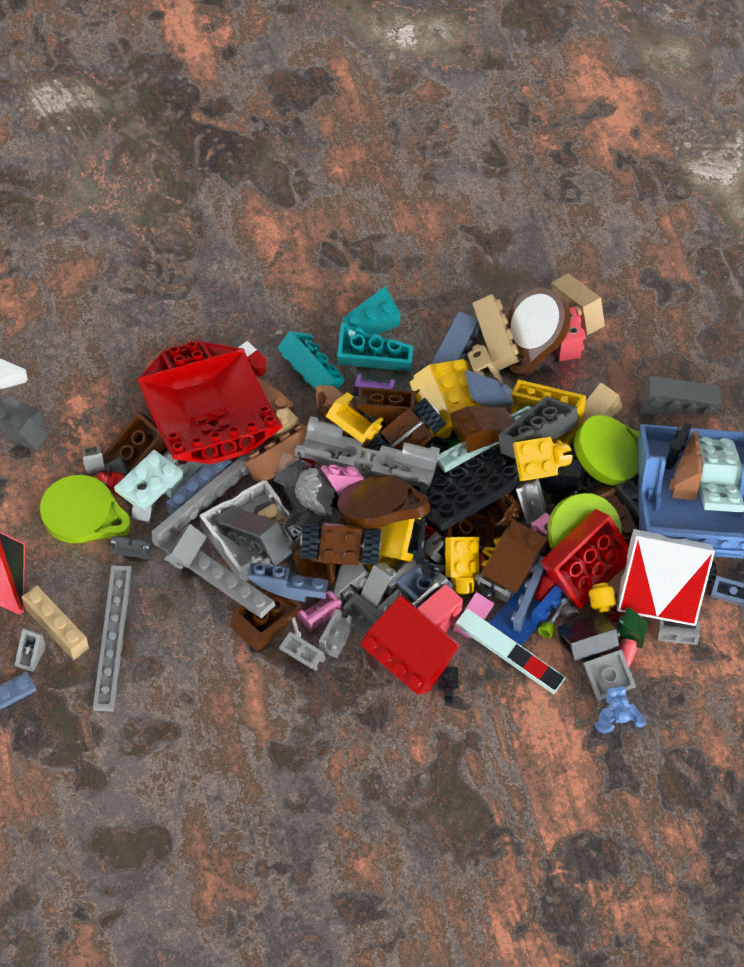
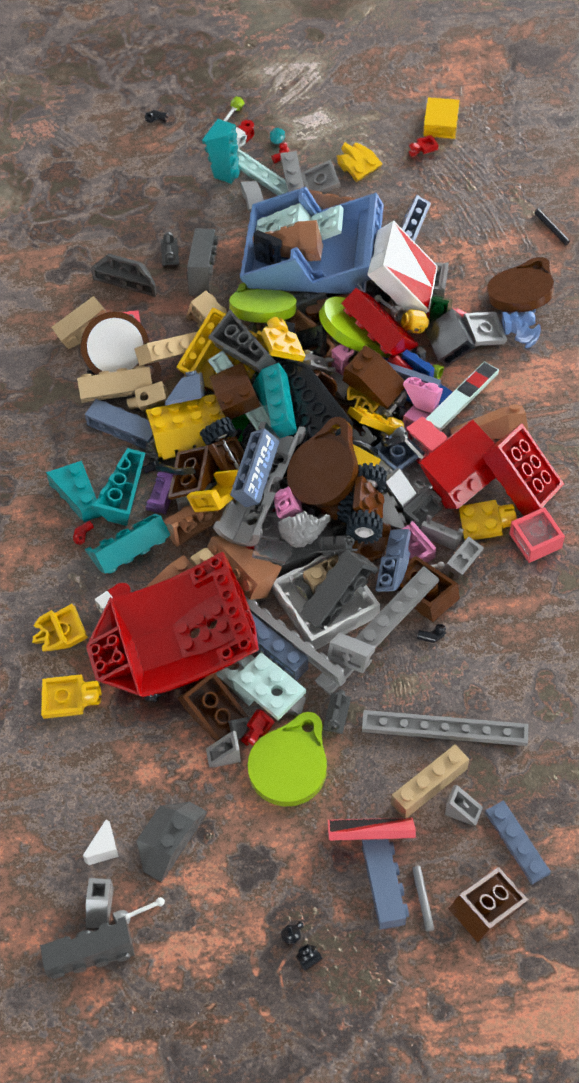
camera: 85 degrees left, 0 degrees up
(150, 333) = (68, 696): none -> yellow plate
(215, 628) = (433, 636): none -> black arm
(219, 320) = (59, 629): none -> yellow plate
(327, 327) = (80, 532): none -> red arm
(330, 719) = (536, 535): none -> piece
(353, 676) = (486, 519): none -> yellow plate
(375, 442) = (255, 468): none -> sand blue brick
(395, 383) = (158, 465): none -> black piece
(406, 703) = (523, 470): none -> red slope
(464, 460) = (275, 396): none -> teal wedge
(470, 686) = (499, 422): none -> nougat wedge
(502, 606) = (423, 395): none -> bright pink slope
(536, 364) = (163, 349): none -> tan brick
(616, 579) = (396, 311): none -> light grey hinge
(651, 334) = (124, 274): none -> dark grey wedge
(675, 715) = (522, 286): none -> reddish brown piece
(693, 371) = (169, 250): none -> dark grey hinge

